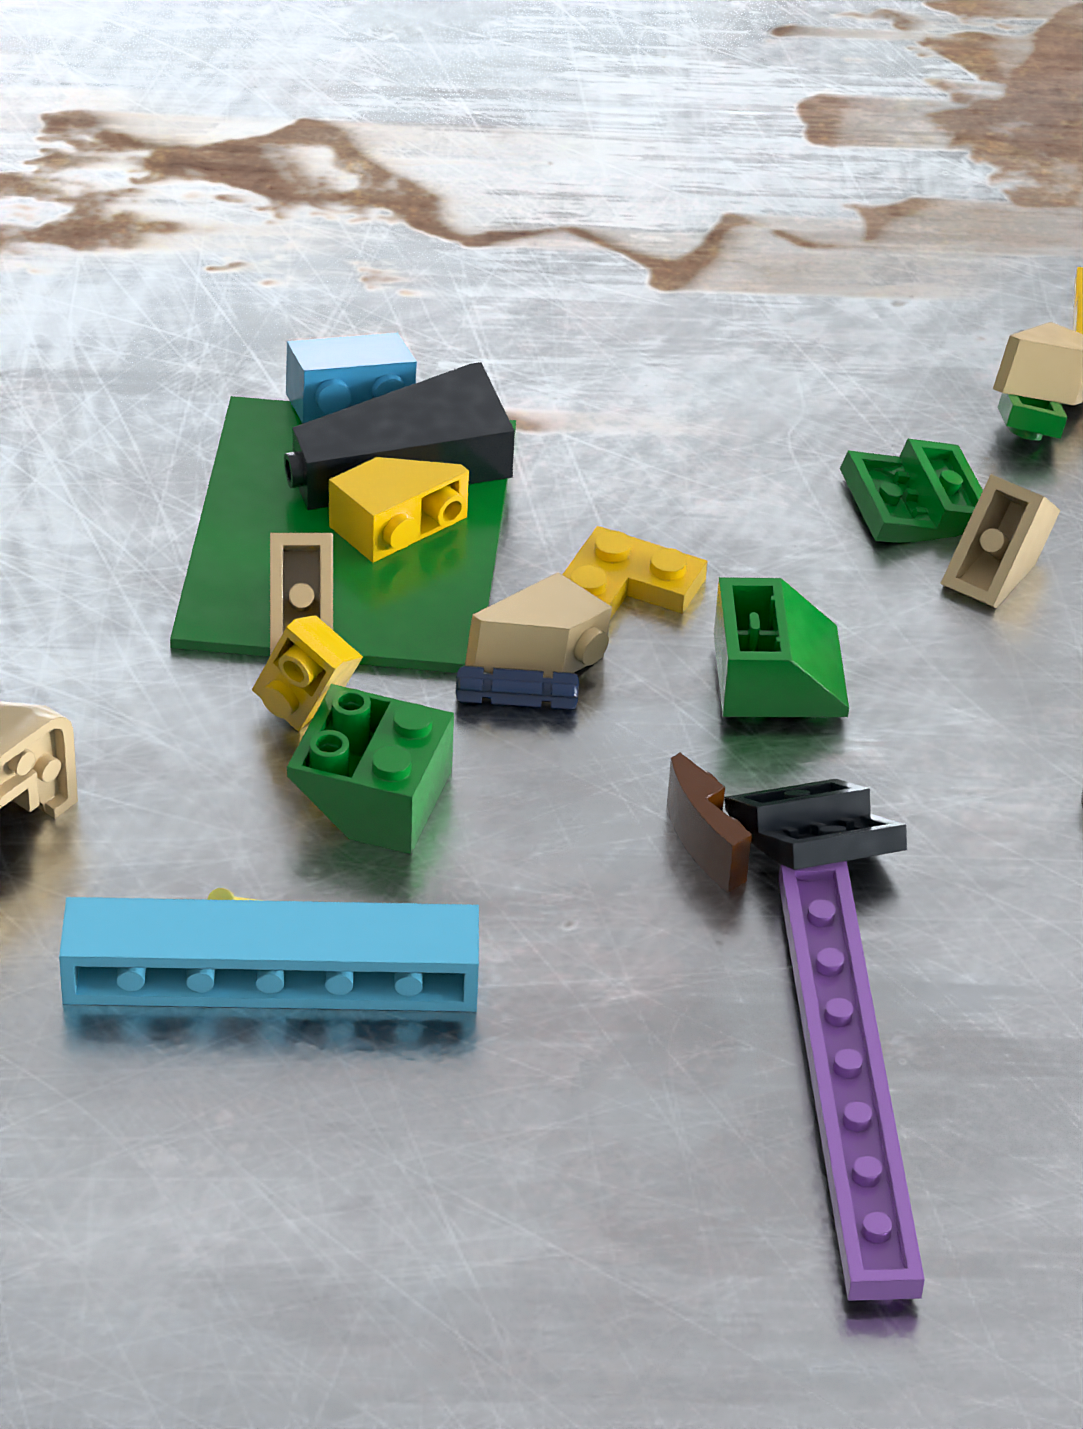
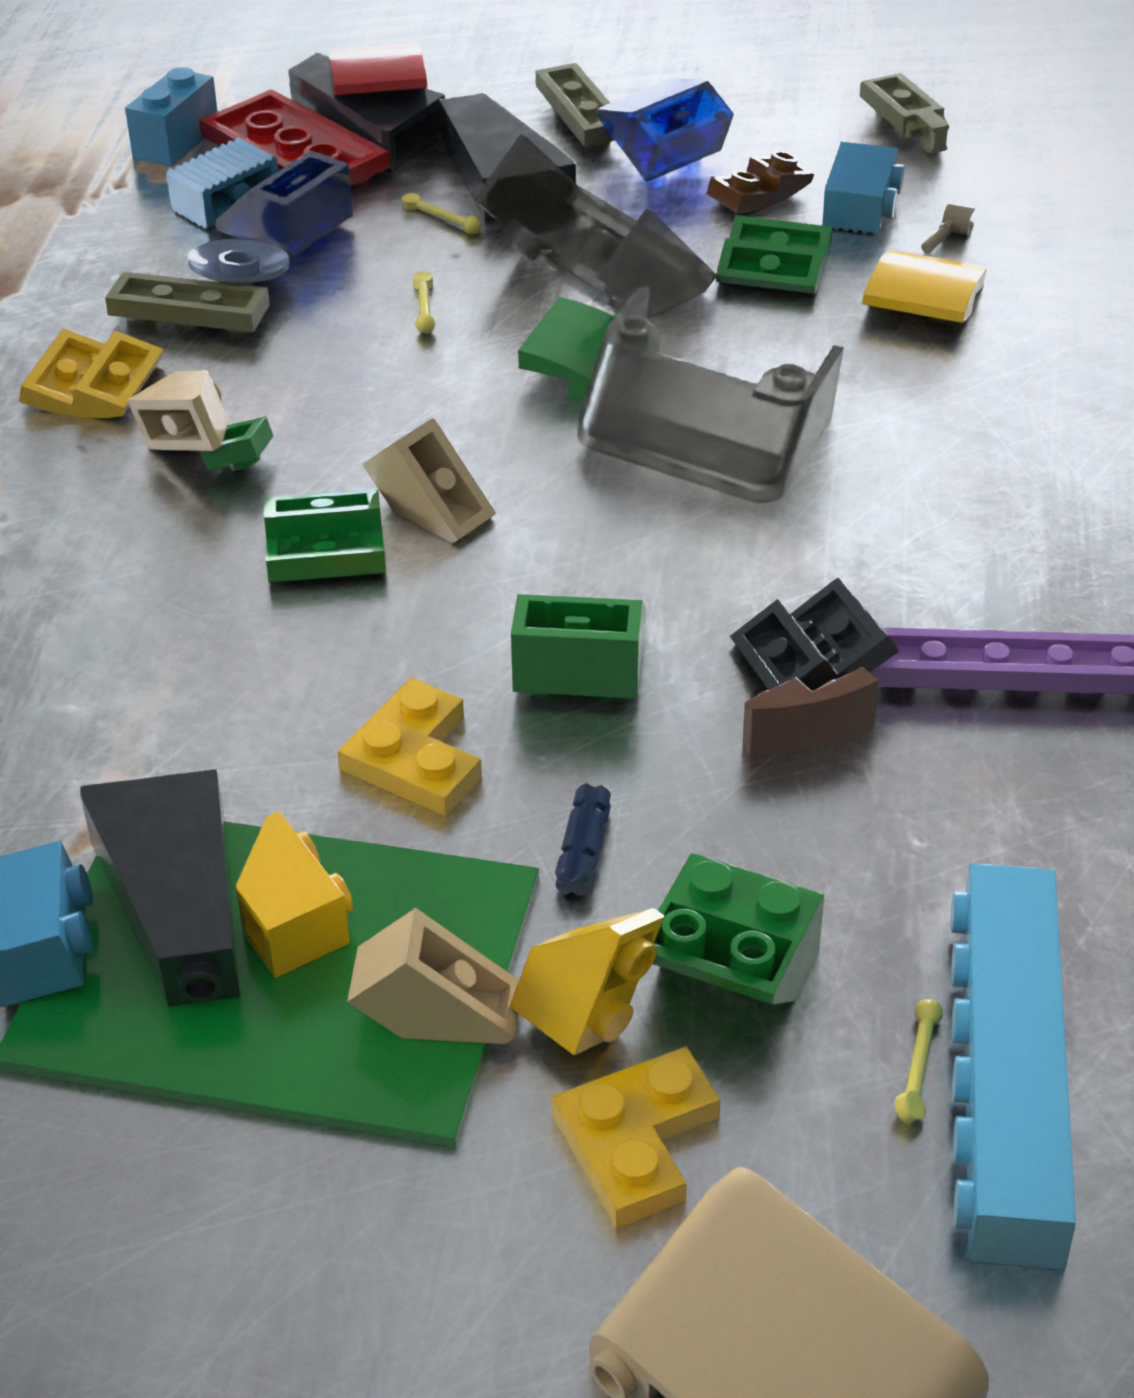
camera: 80 degrees left, 0 degrees up
(187, 725) = (620, 1127): none -> yellow plate
(541, 629) = (514, 797): tan slope -> none

